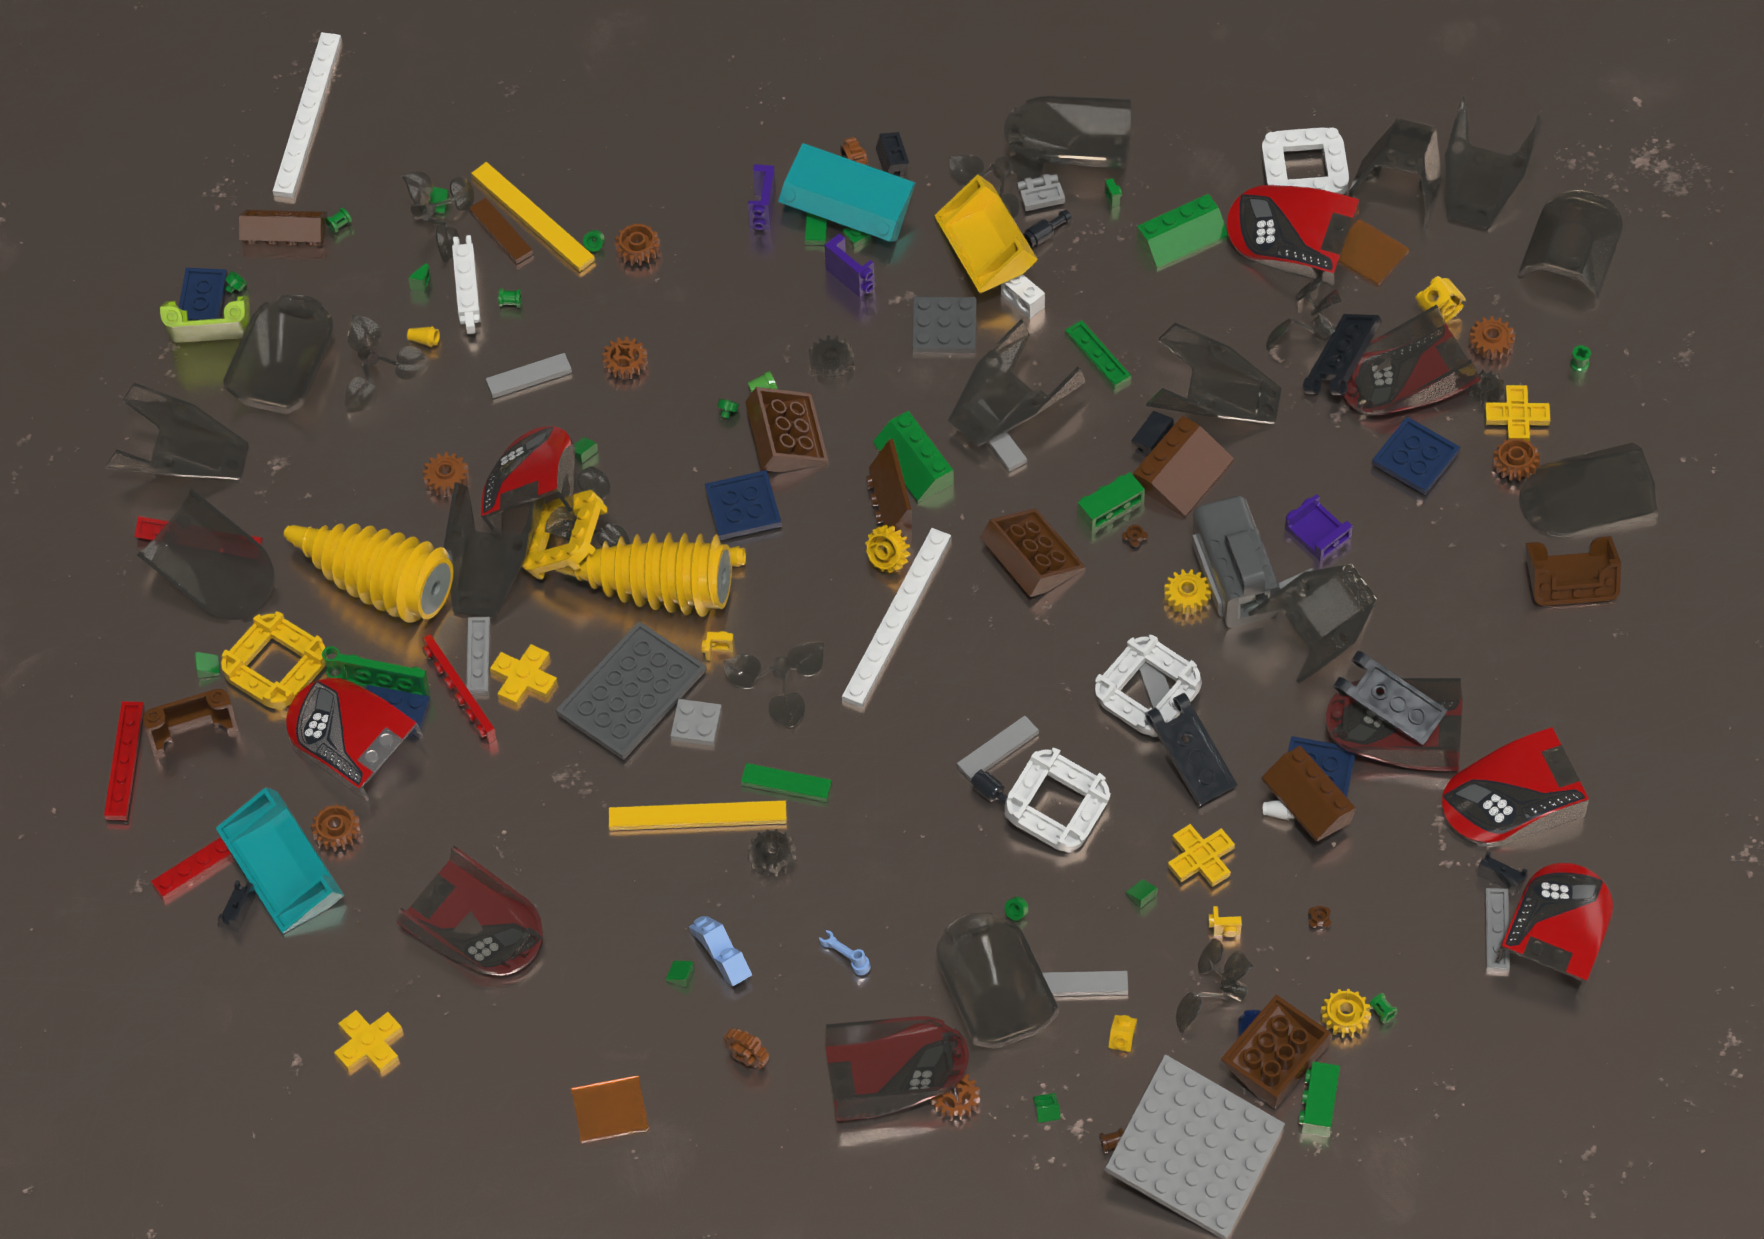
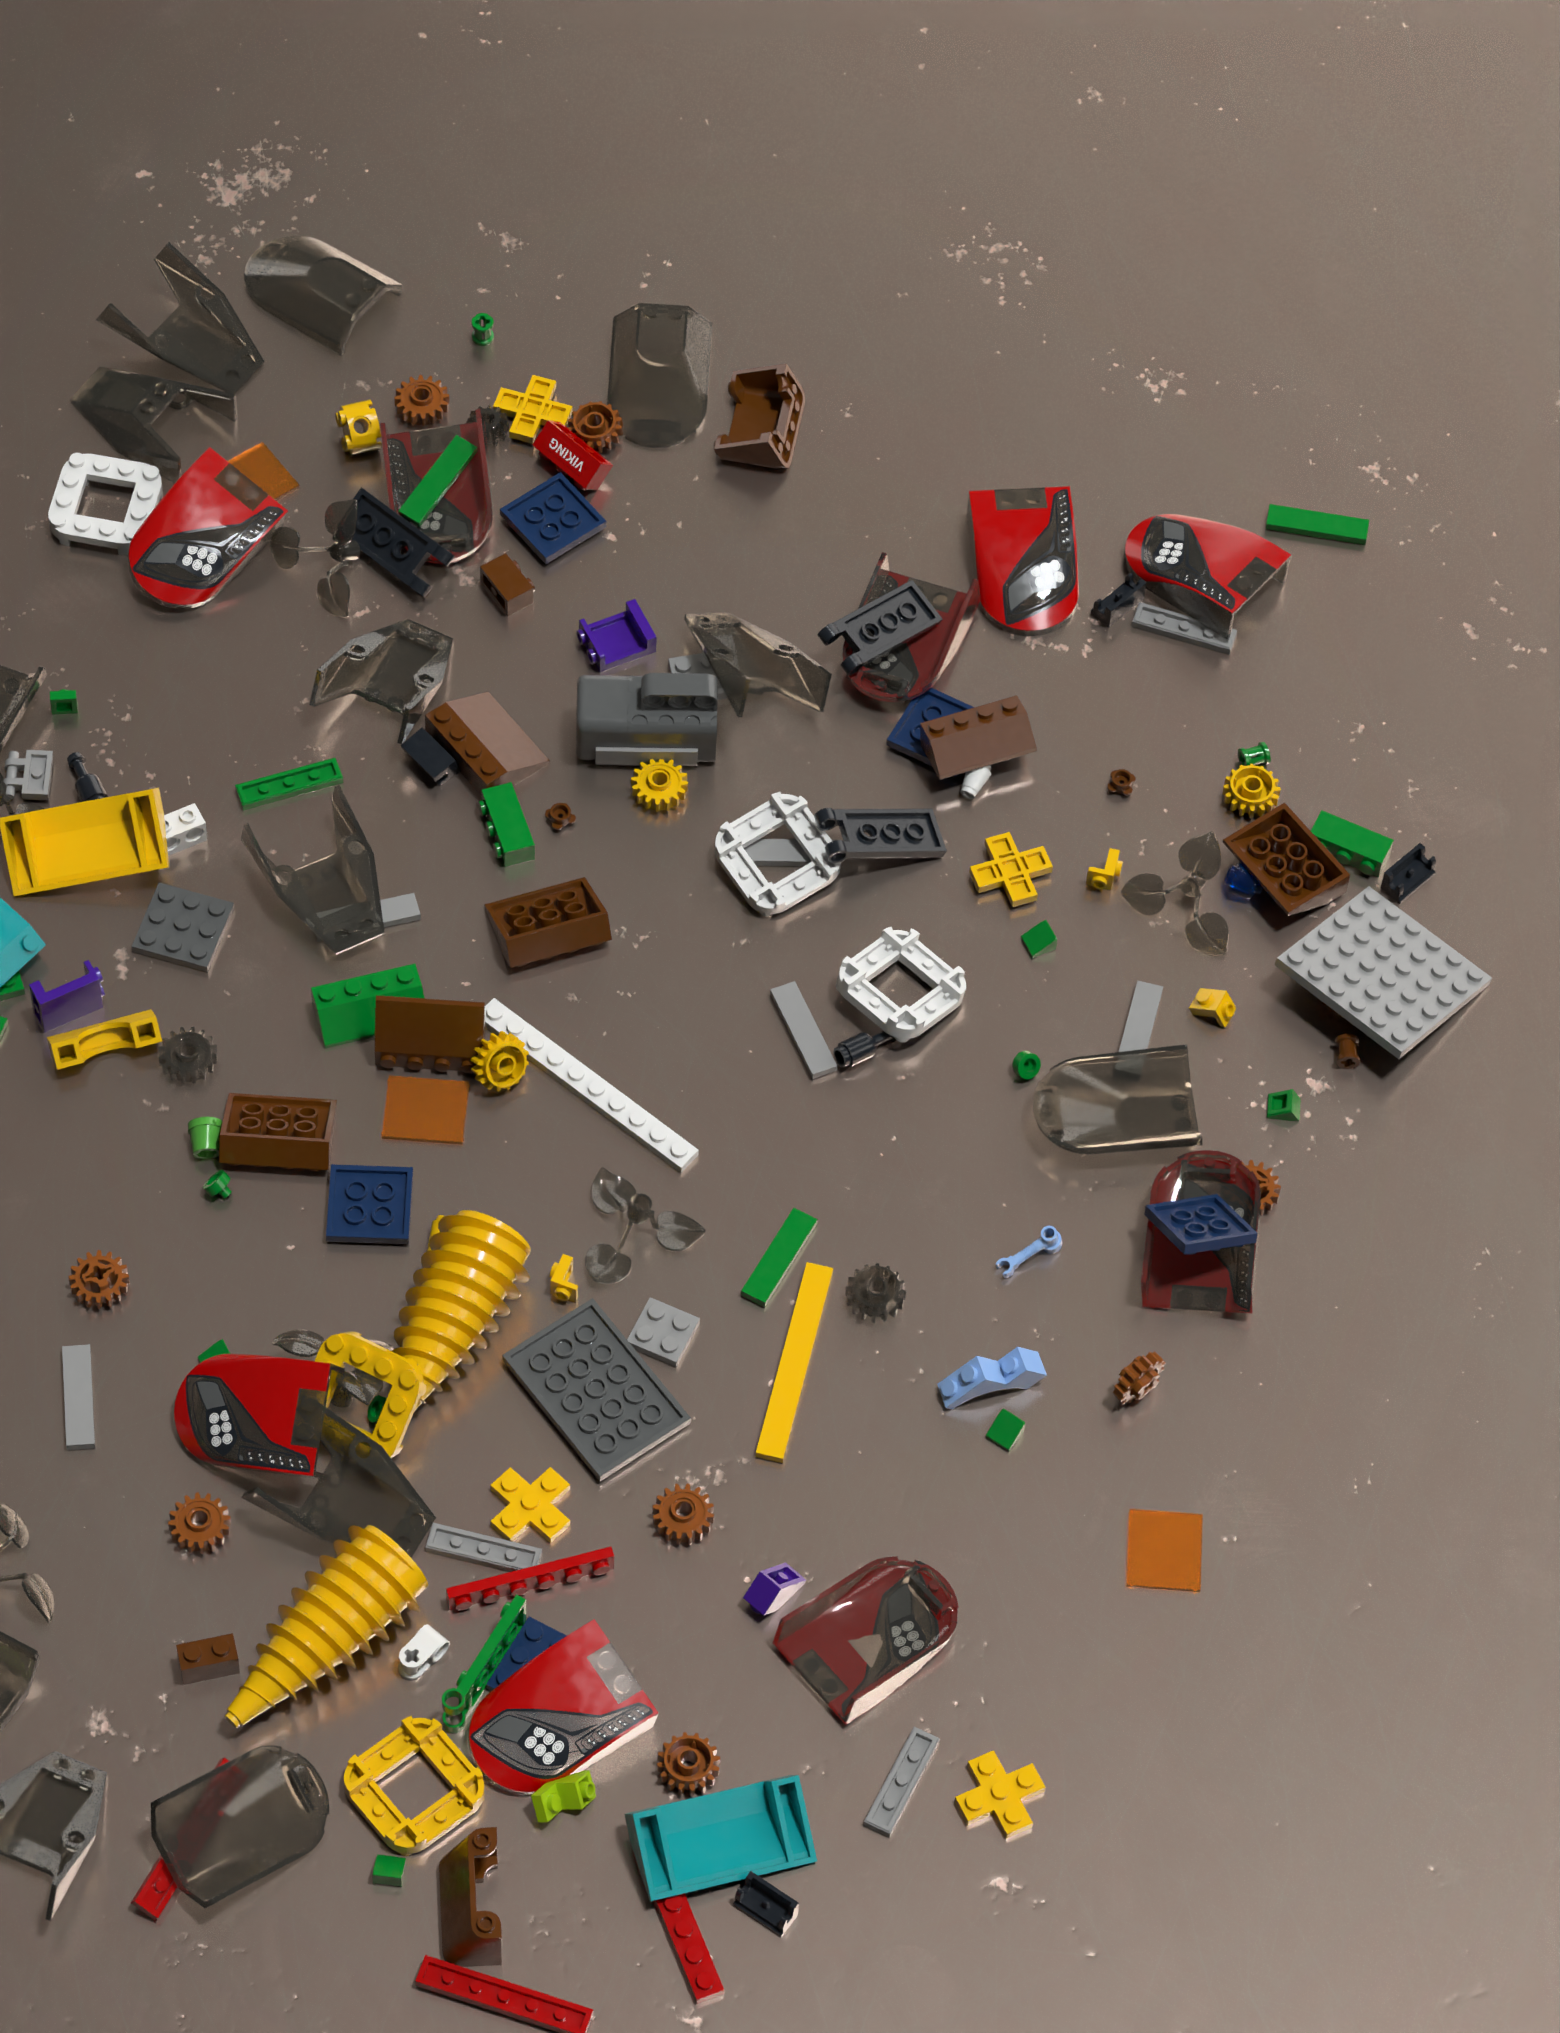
camera: 80 degrees left, 0 degrees up
(286, 748) = (563, 1794): none -> lime slope
(337, 505) = (208, 1659): none -> reddish brown brick
(361, 973) = (901, 1782): none -> light grey tile
(381, 636) = (421, 1652): none -> white piece
(496, 847) = (773, 1588): none -> dark purple slope
(541, 762) = (683, 1501): none -> dark orange gear
(811, 284) = (123, 1032): none -> yellow arch
(839, 520) = (425, 1110): none -> clear orange piece
(888, 1051) = (1200, 1224): none -> dark blue plate
(1181, 231) = (151, 649): green slope -> none
(1308, 1151) = (1408, 874): none -> black hinge
(1337, 441) = (507, 584): none -> reddish brown brick
(1410, 366) = (438, 480): none -> green tile
(1478, 449) = (572, 455): none -> red brick
(1649, 1007) = (1317, 524): none -> green tile

